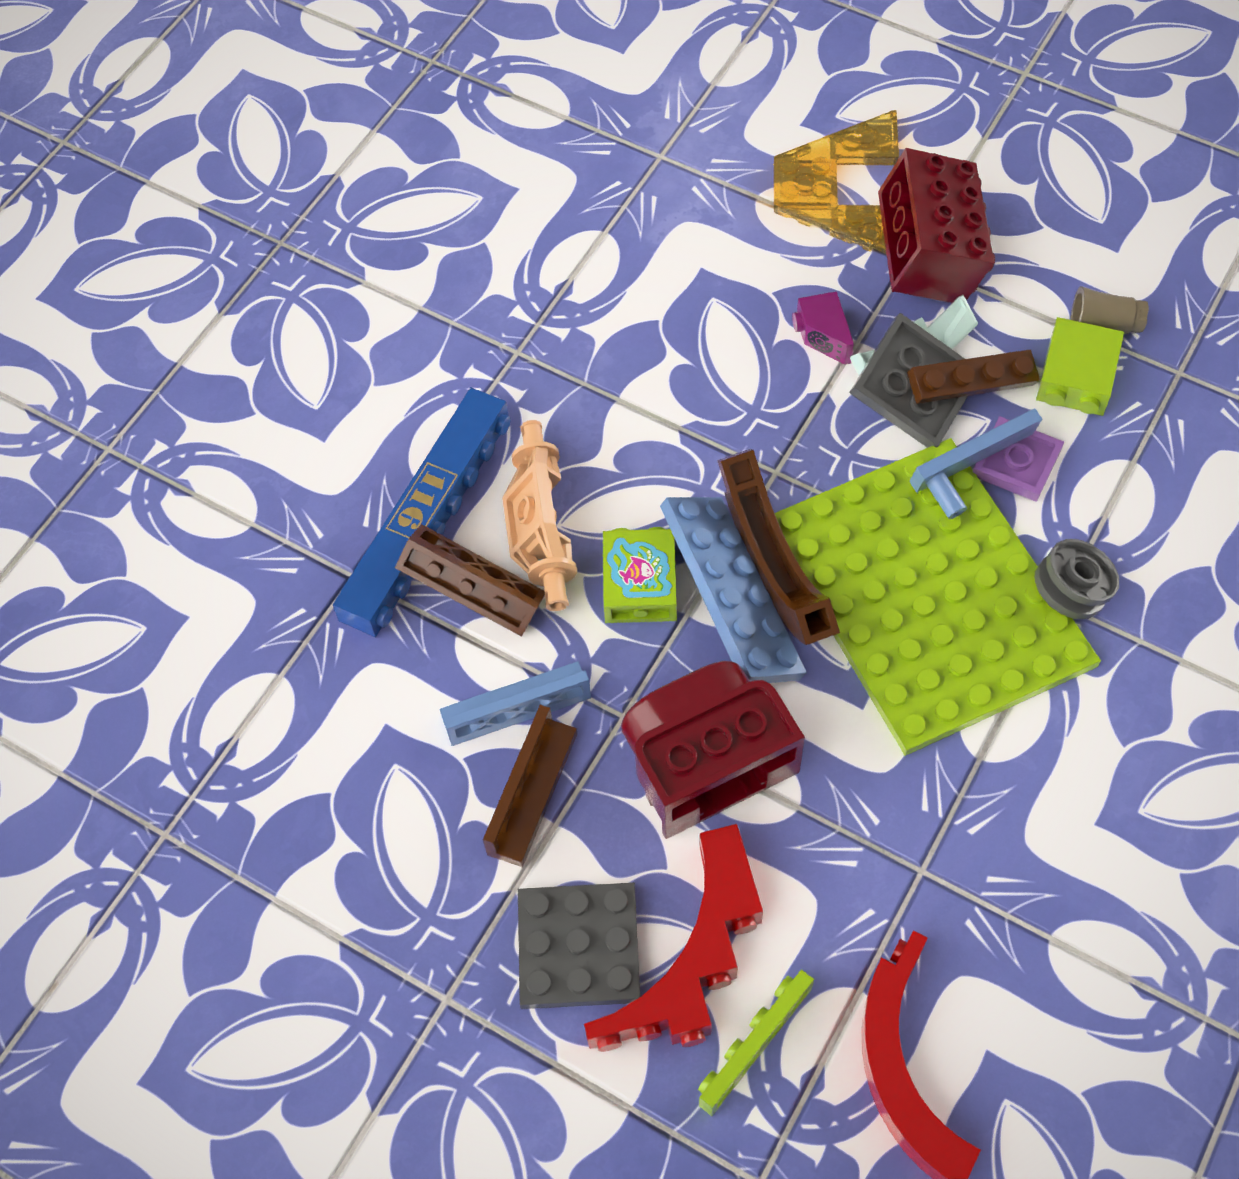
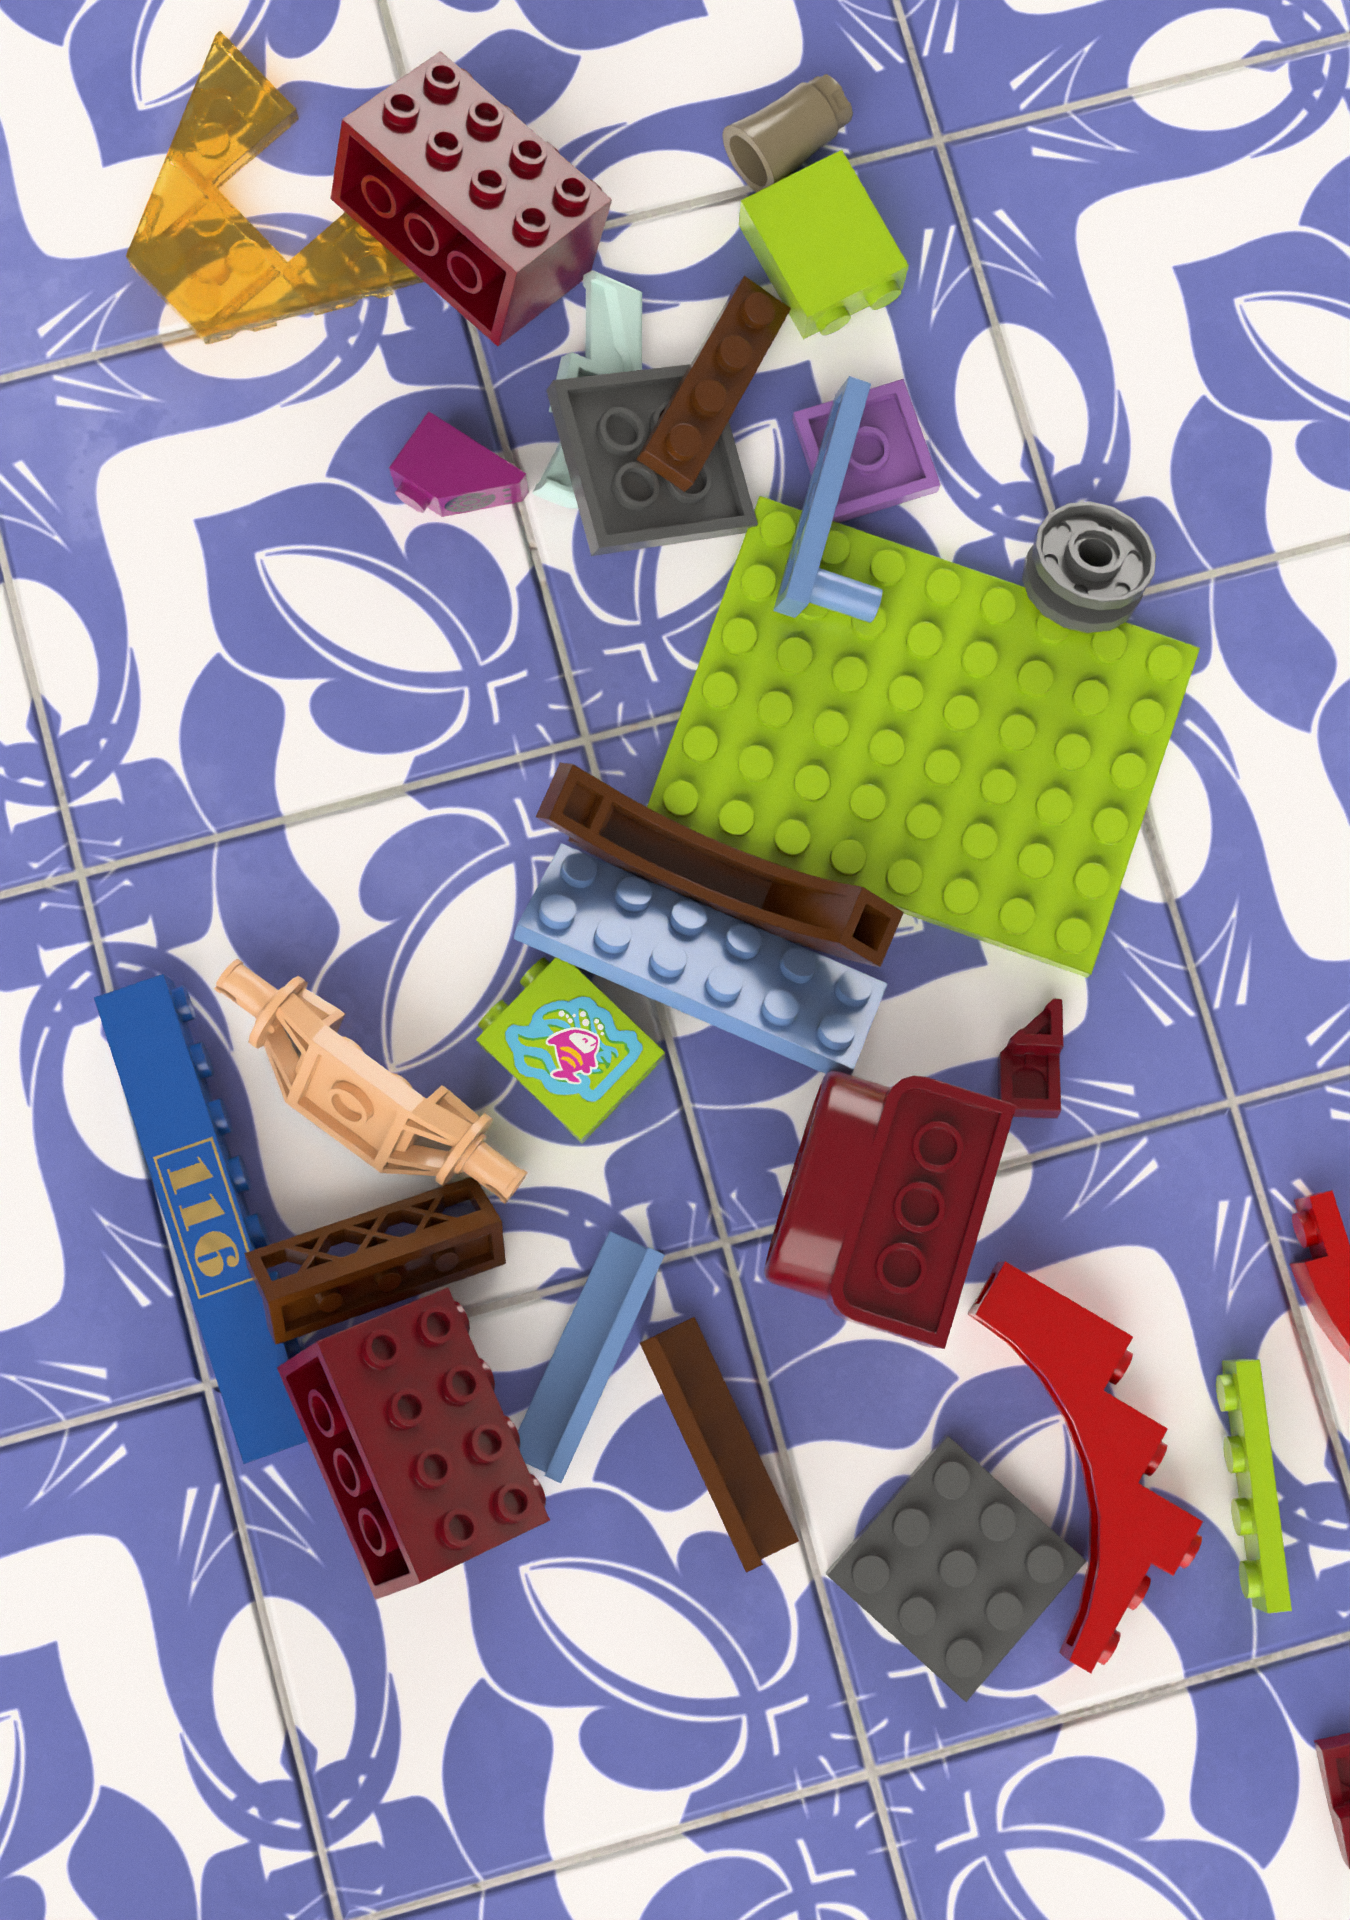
camera: 55 degrees left, 20 degrees up
(406, 652) = (413, 1442): none -> dark red brick
(838, 766) = (1032, 1065): none -> dark red slope

